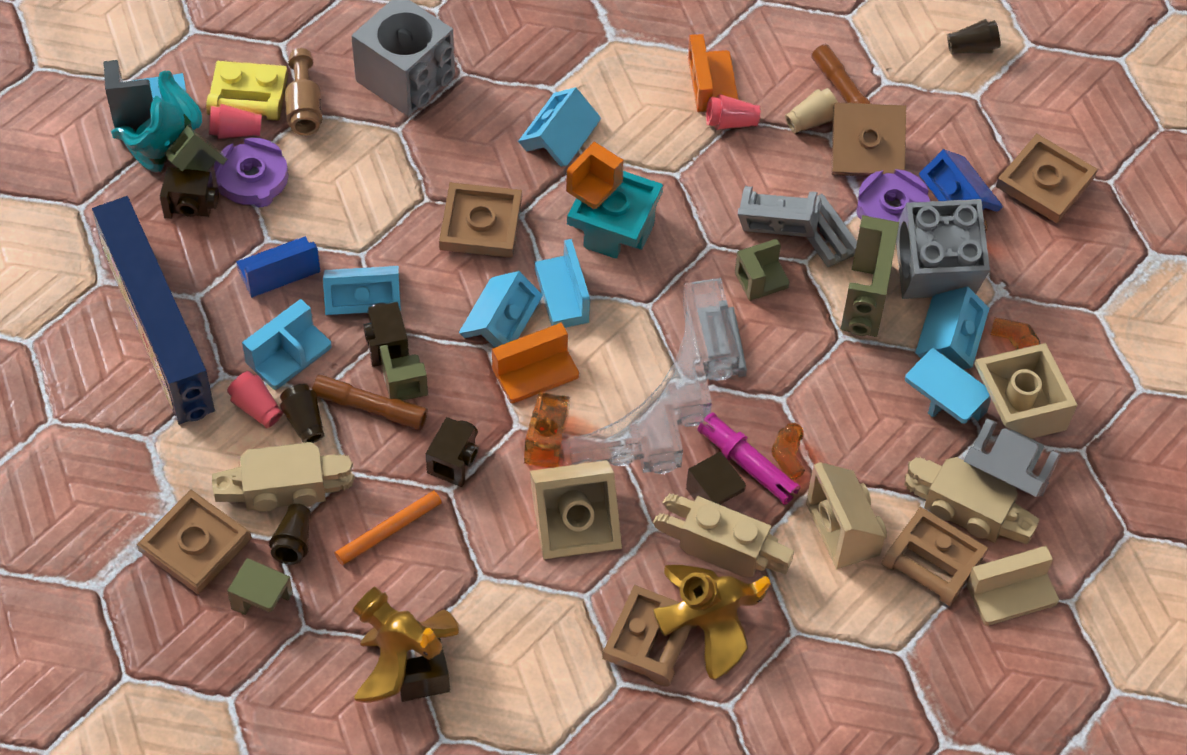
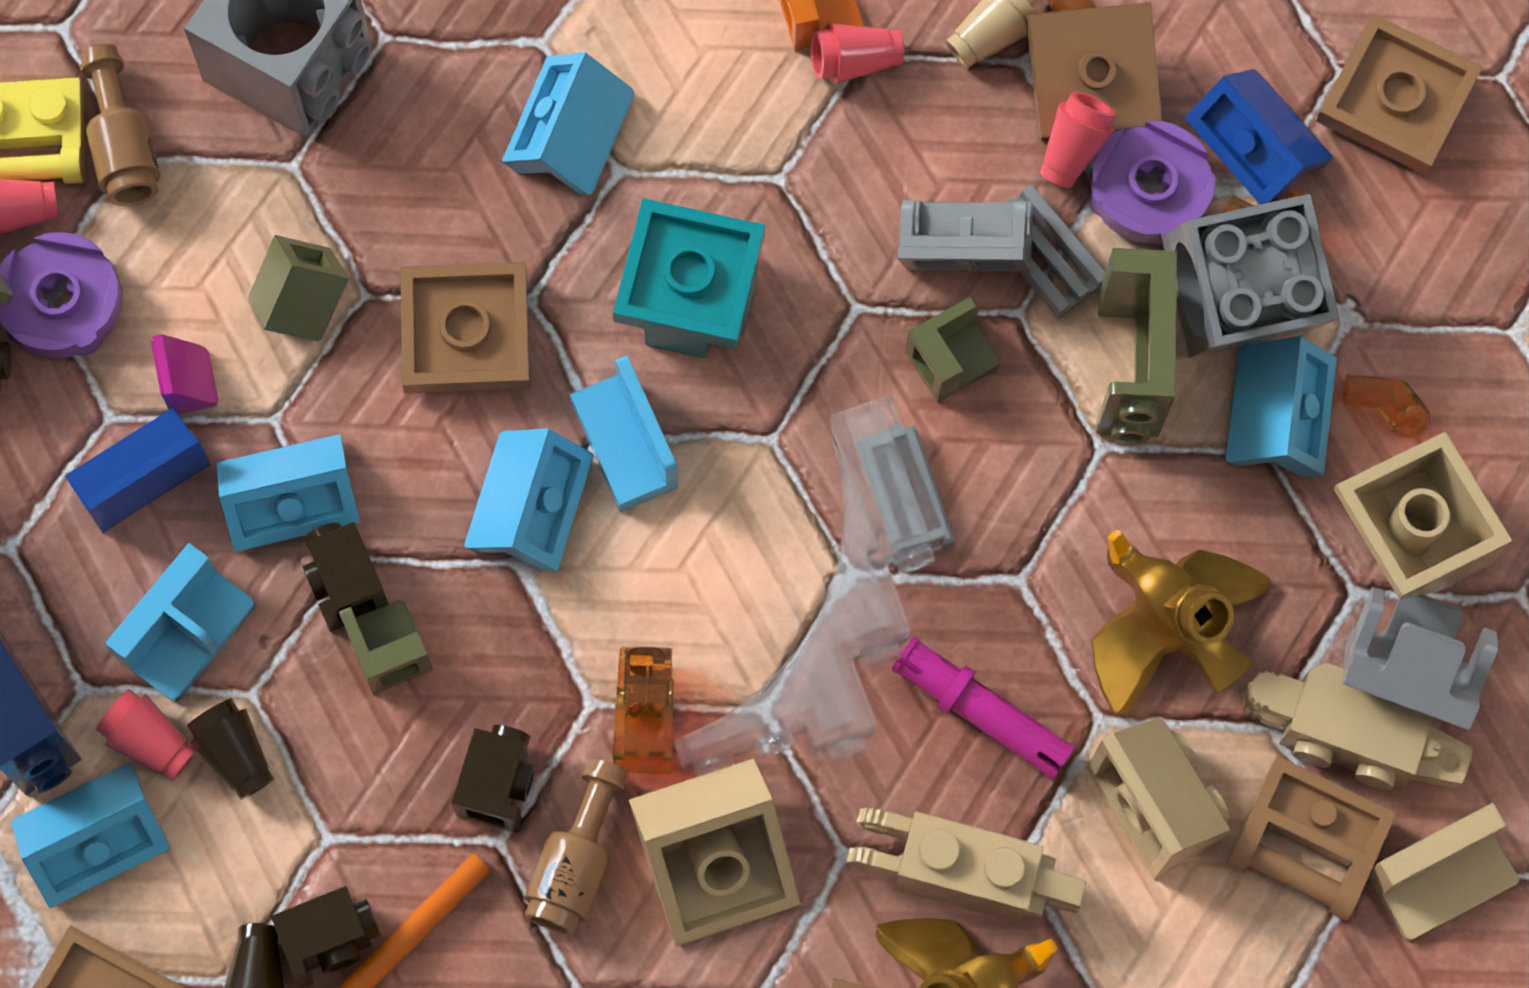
camera: 10 degrees left, 15 degrees up
(210, 447) = (89, 835): none -> medium azure panel
(283, 477) = (218, 876): tan hinge -> none
(314, 220) = (184, 374): none -> dark pink slope
(338, 515) = (325, 933): none -> dark brown brick
(388, 186) = (297, 288): none -> olive panel
(392, 409) = (378, 712): dark orange piece -> none
(491, 499) = (572, 860): none -> medium nougat piece
(534, 363) = (603, 590): orange panel -> none
(594, 175) = (648, 236): orange panel -> none
(714, 480) = (938, 770): dark brown panel -> none
(785, 449) = (1039, 680): clear orange arm -> none
(852, 170) = (1076, 137): none -> coral cone
(871, 420) = (1174, 609): none -> pearl gold animal
(948, 387) = (1292, 529): medium azure panel -> none

